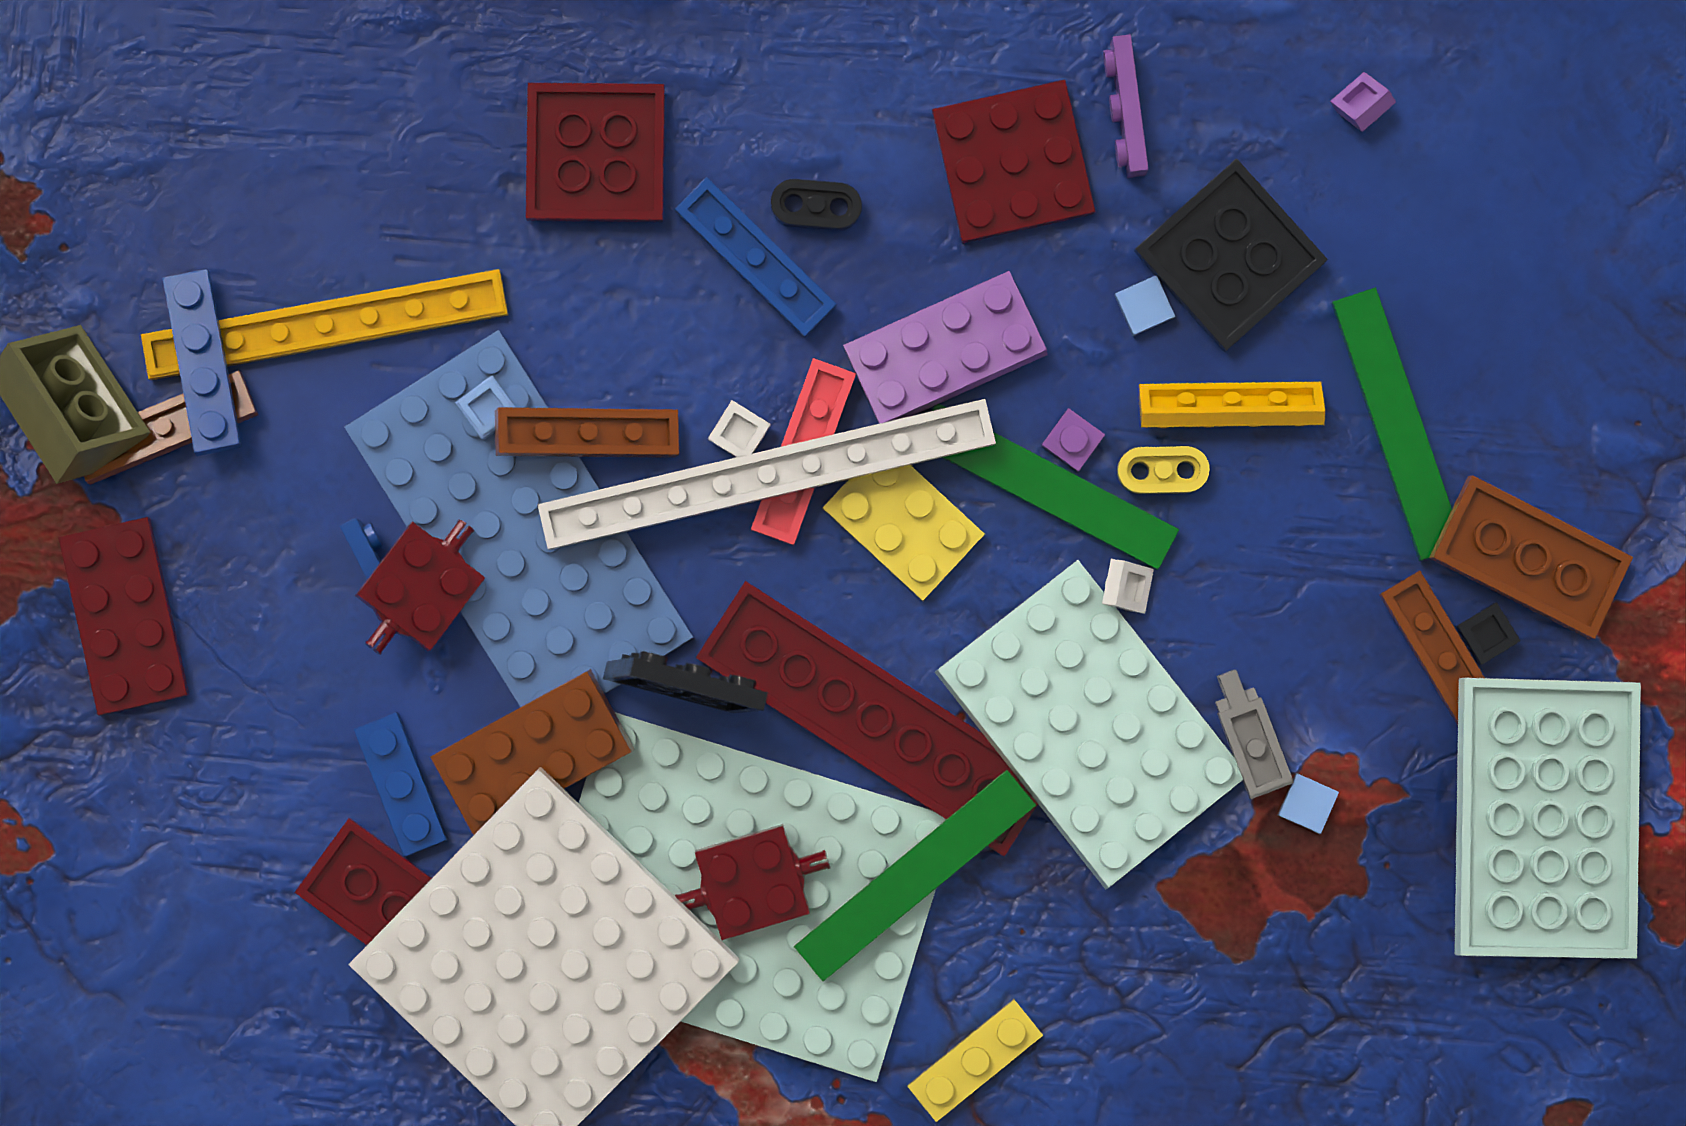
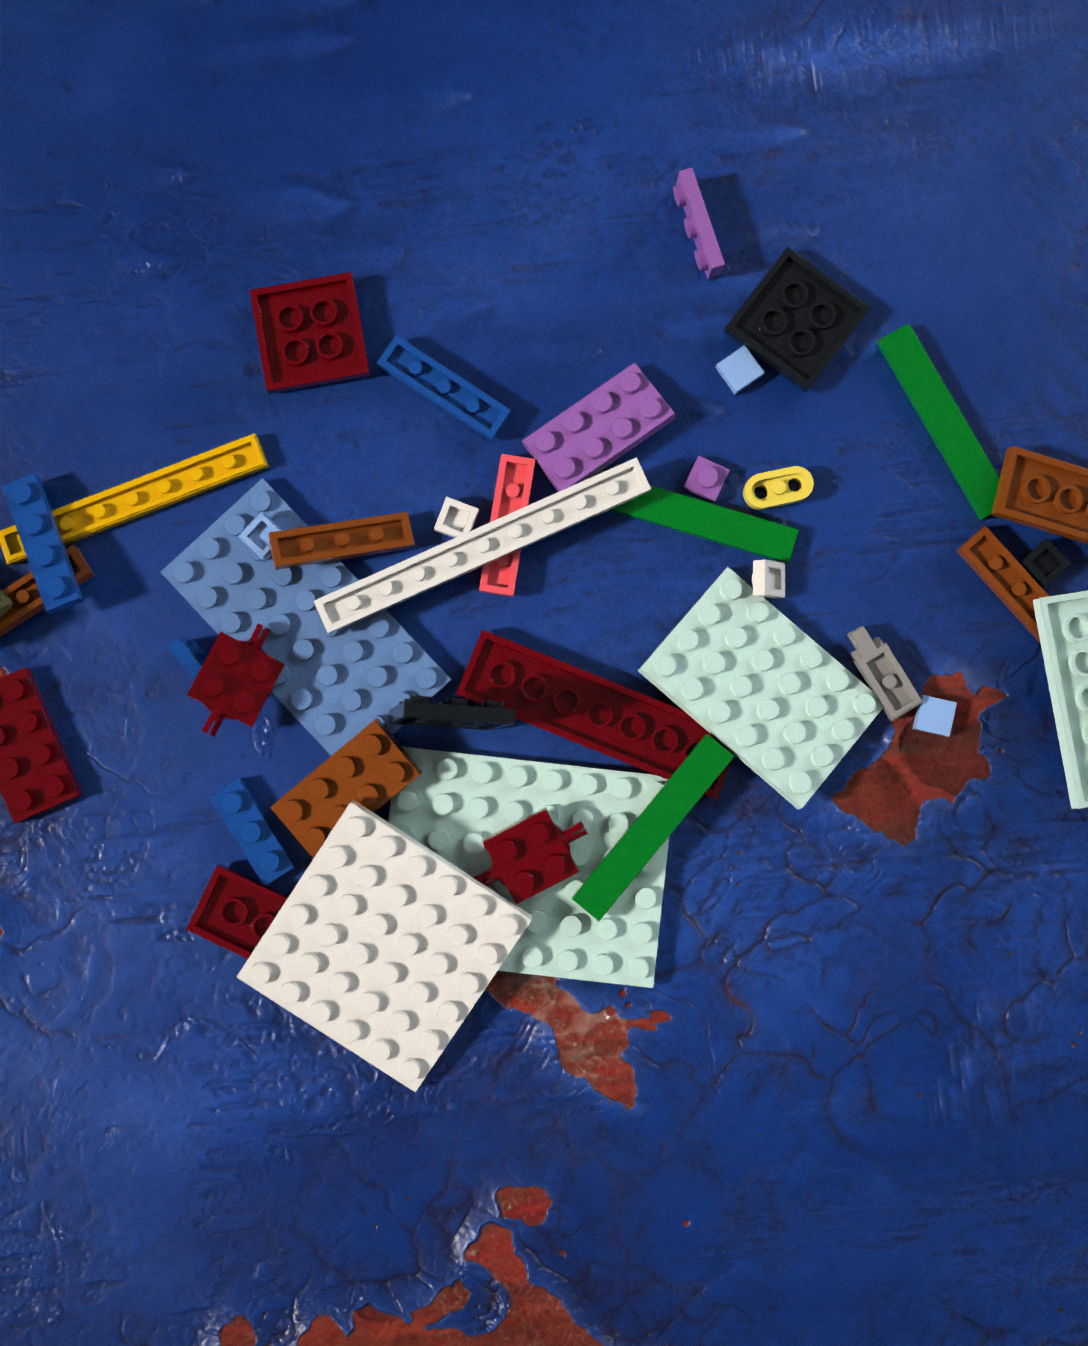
camera: 10 degrees left, 0 degrees up
(816, 201) = (481, 336): black plate -> none
(905, 525) = (593, 566): light yellow plate -> none
(974, 1060) = (723, 956): light yellow plate -> none
(1013, 161) = (621, 282): dark red plate -> none
(1231, 404) = (820, 429): yellow plate -> none
(1363, 101) = (872, 188): medium lavender plate -> none

